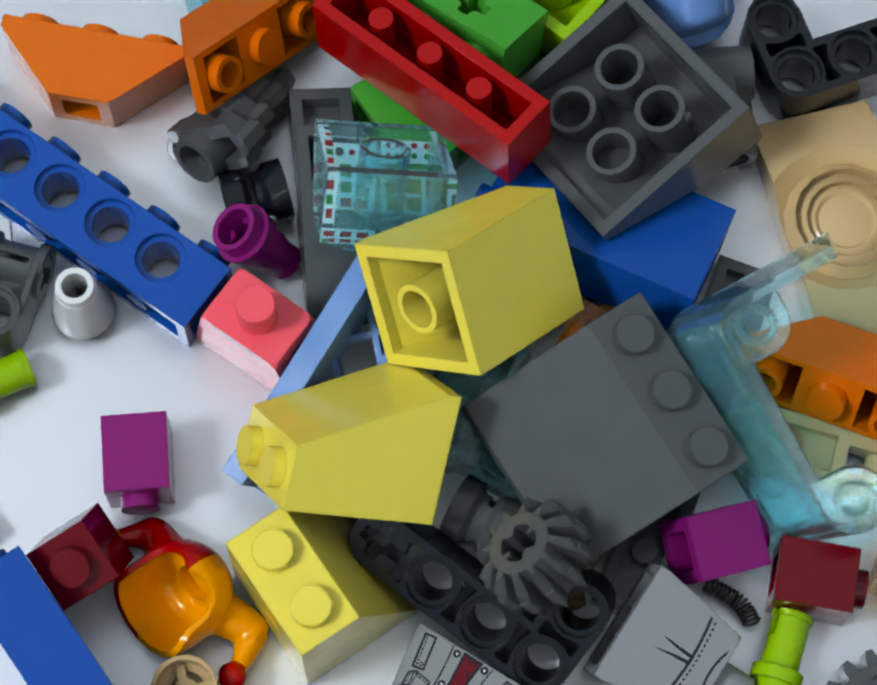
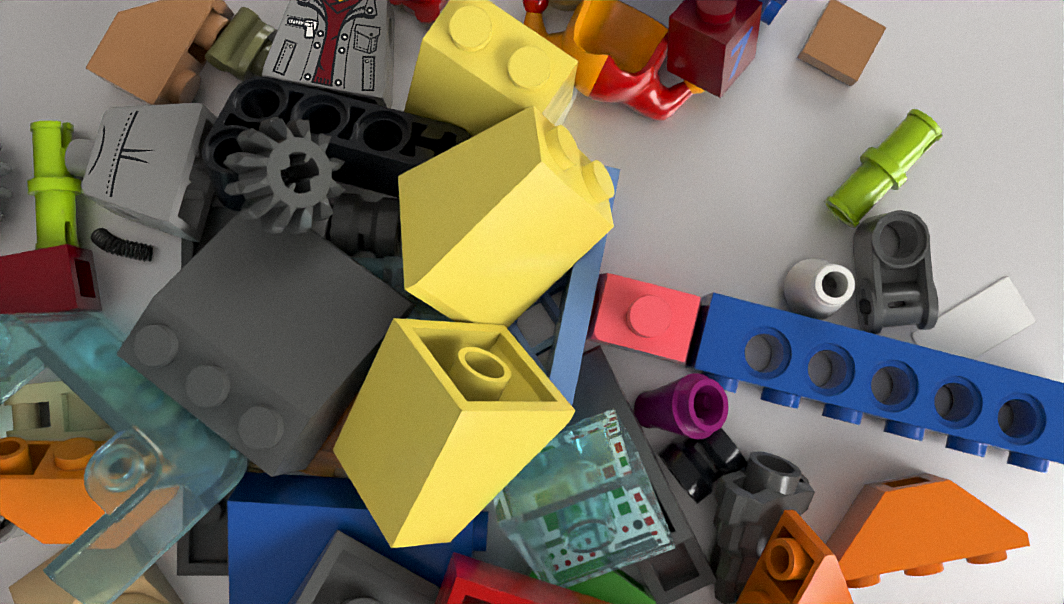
camera: 155 degrees right, 15 degrees up
(138, 461) = (701, 157): magenta brick -> none
(716, 542) = (132, 275): magenta brick -> none

